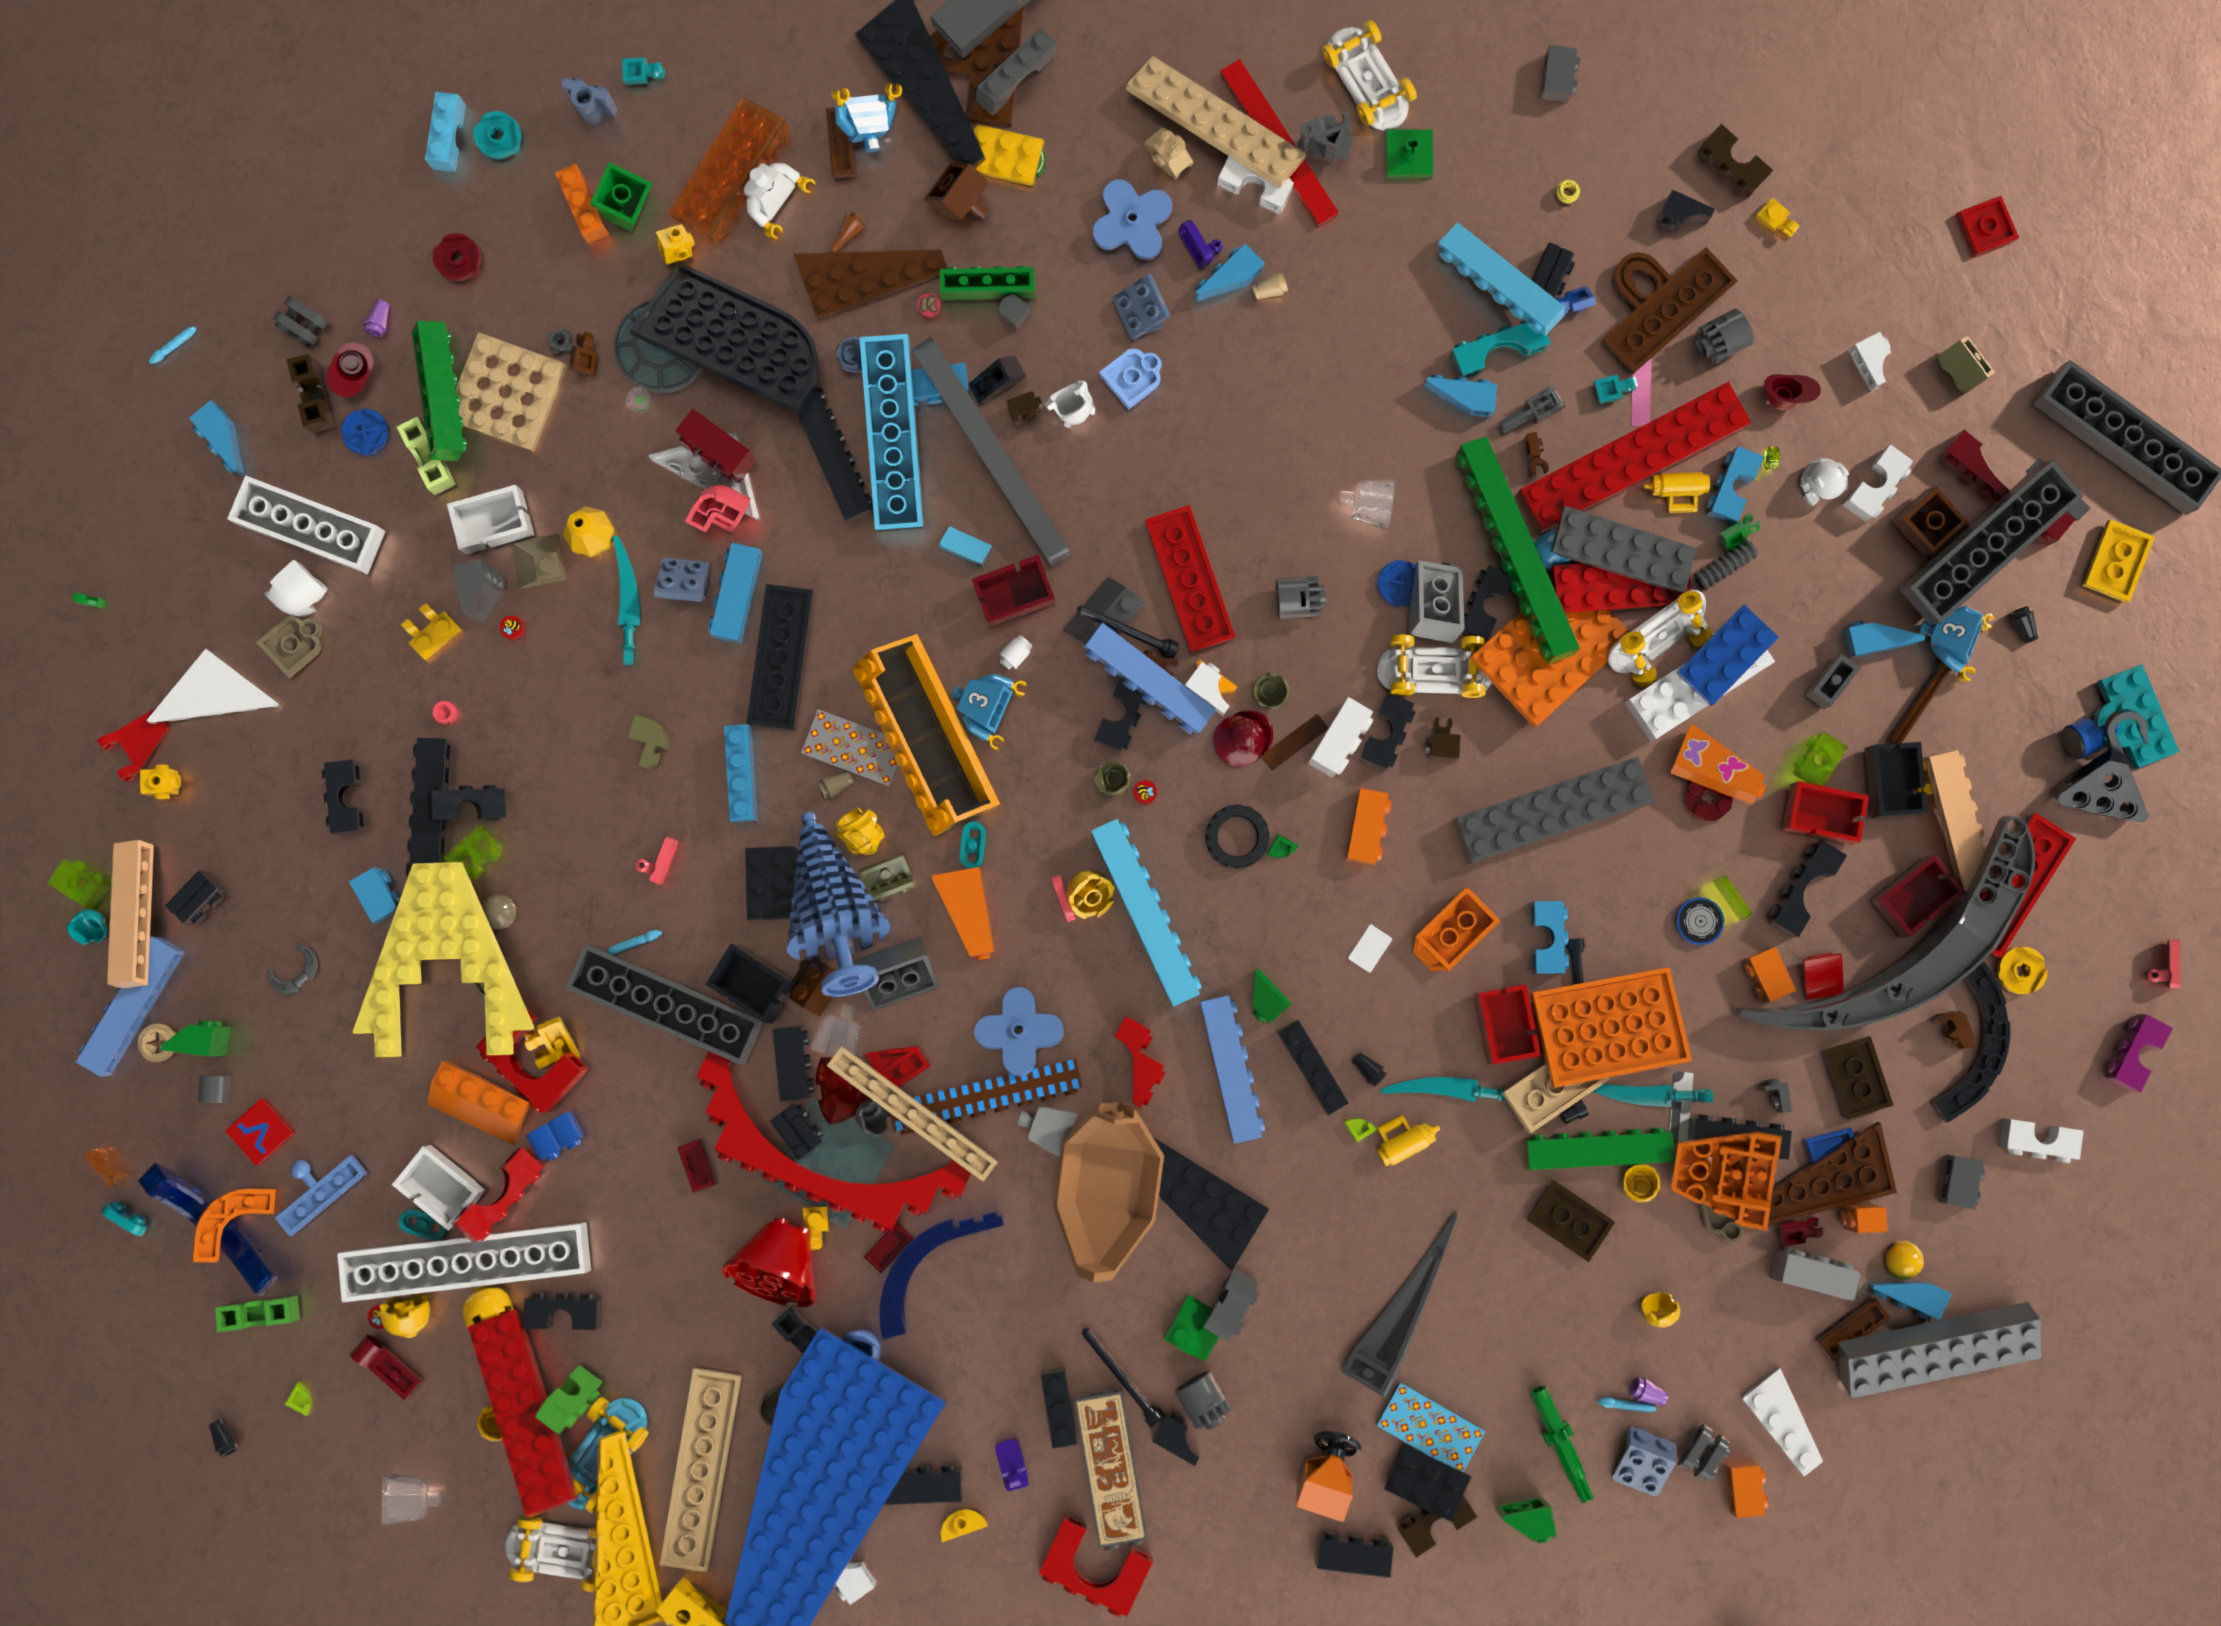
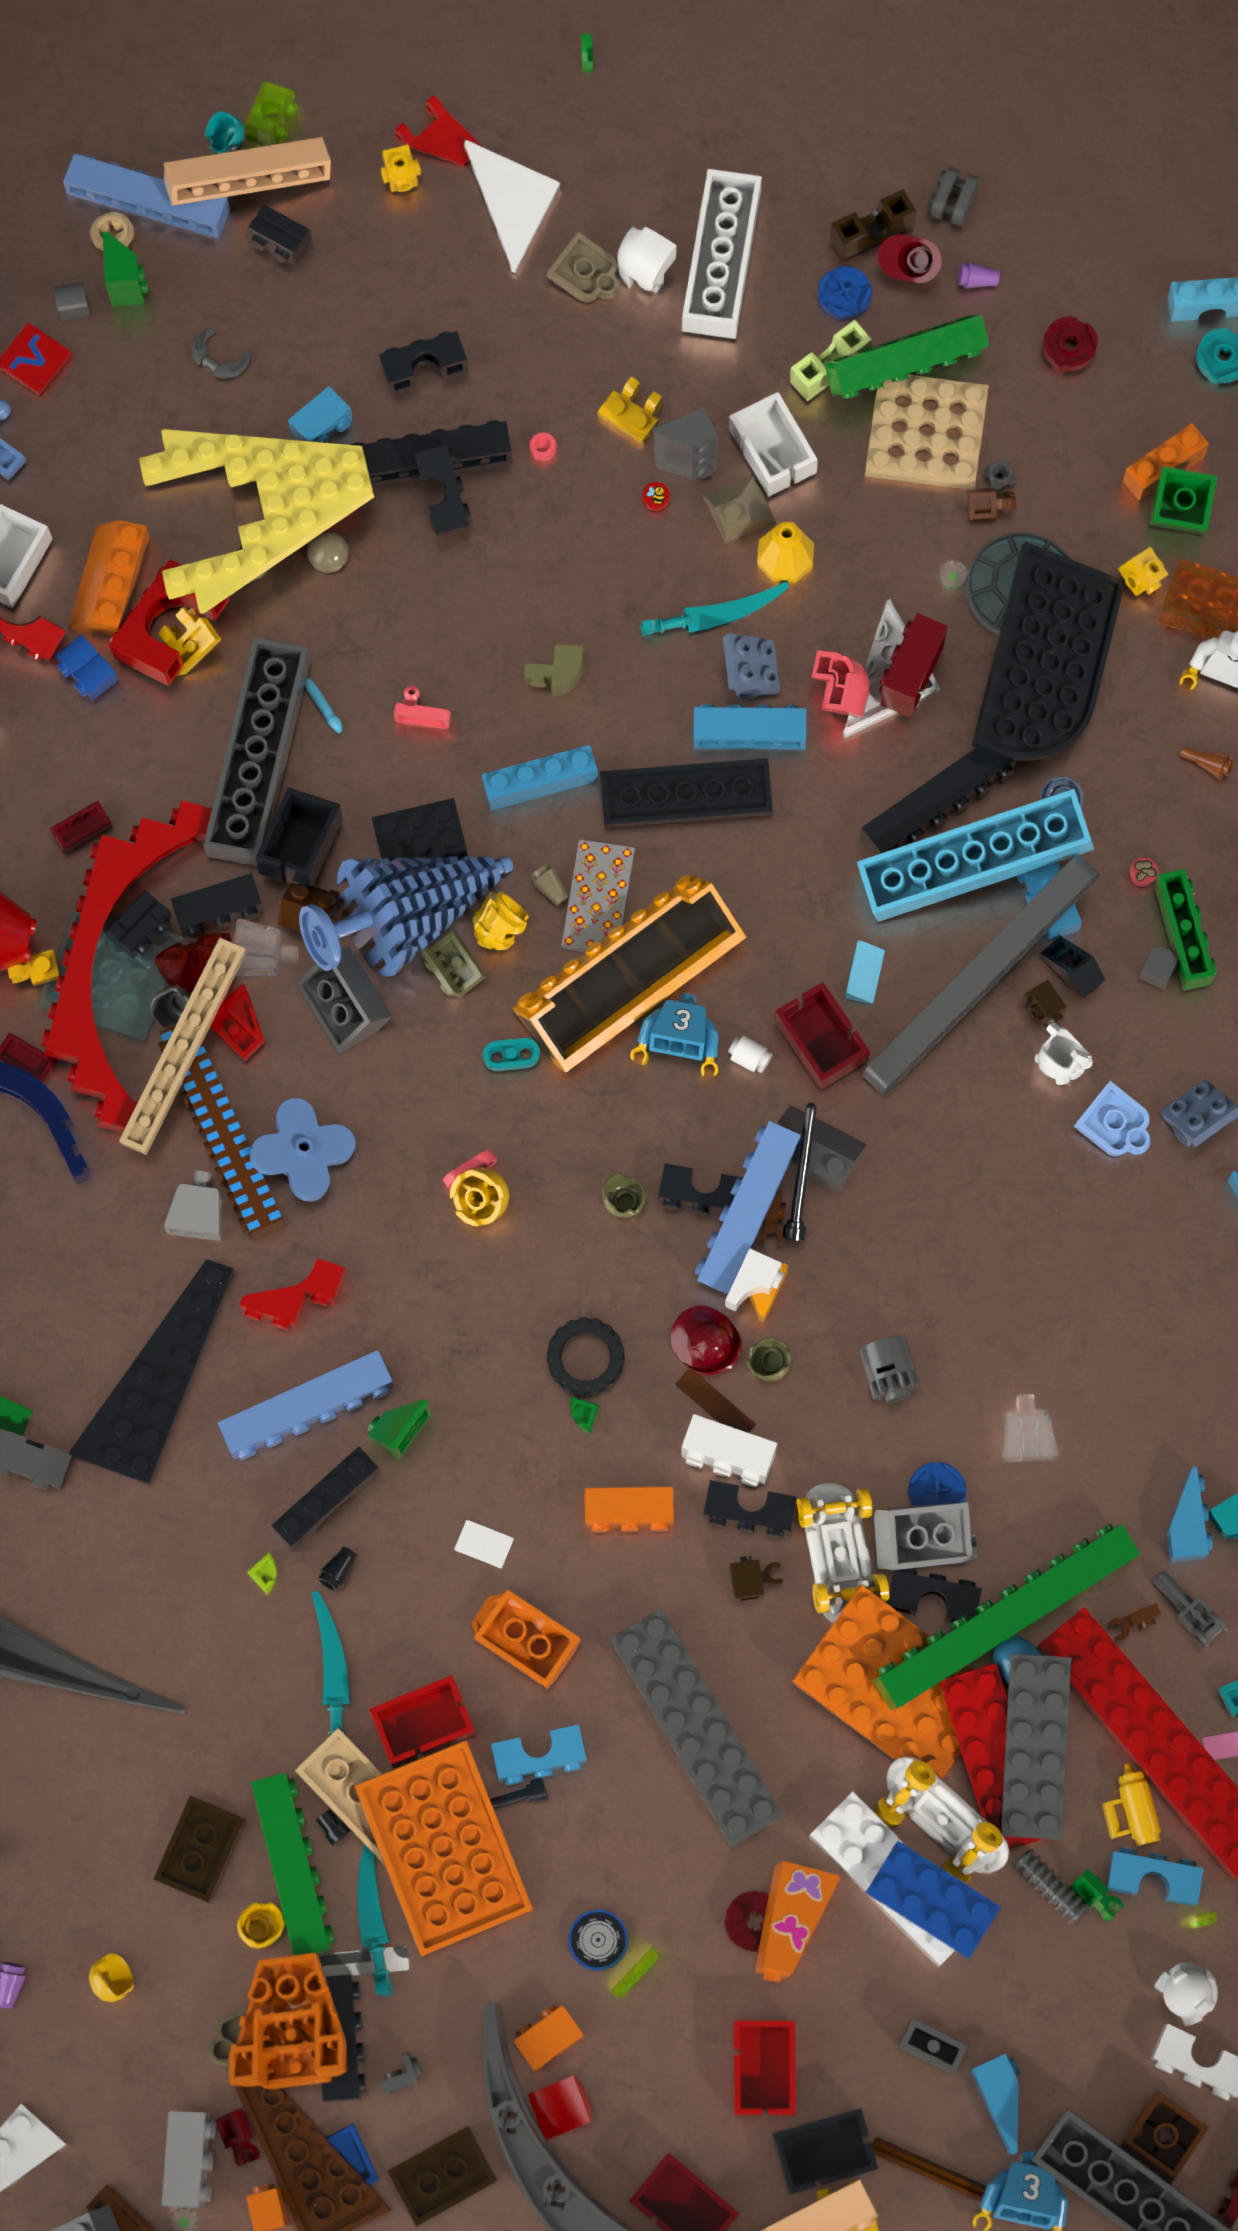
camera: 80 degrees right, 10 degrees down
(159, 355) = (881, 61): medium azure piece -> none
(220, 431) = (808, 141): dark azure slope -> none
(471, 847) = (394, 507): clear neon green brick -> none
(856, 278) = (1154, 780): reddish brown wing -> none
(967, 906) = (436, 1063): orange slope -> none
(1107, 1189) = (135, 1285): medium nougat panel -> none
(1145, 792) = (616, 1239): tile -> none
(1145, 913) = (470, 1264): medium azure brick -> none
(1190, 579) = (884, 1238): red plate -> none
(1406, 1143) = (256, 1630): yellow piece -> none
(1791, 913) = (629, 2051): black arch -> none
(1831, 753) = (812, 2051): clear neon green brick -> none

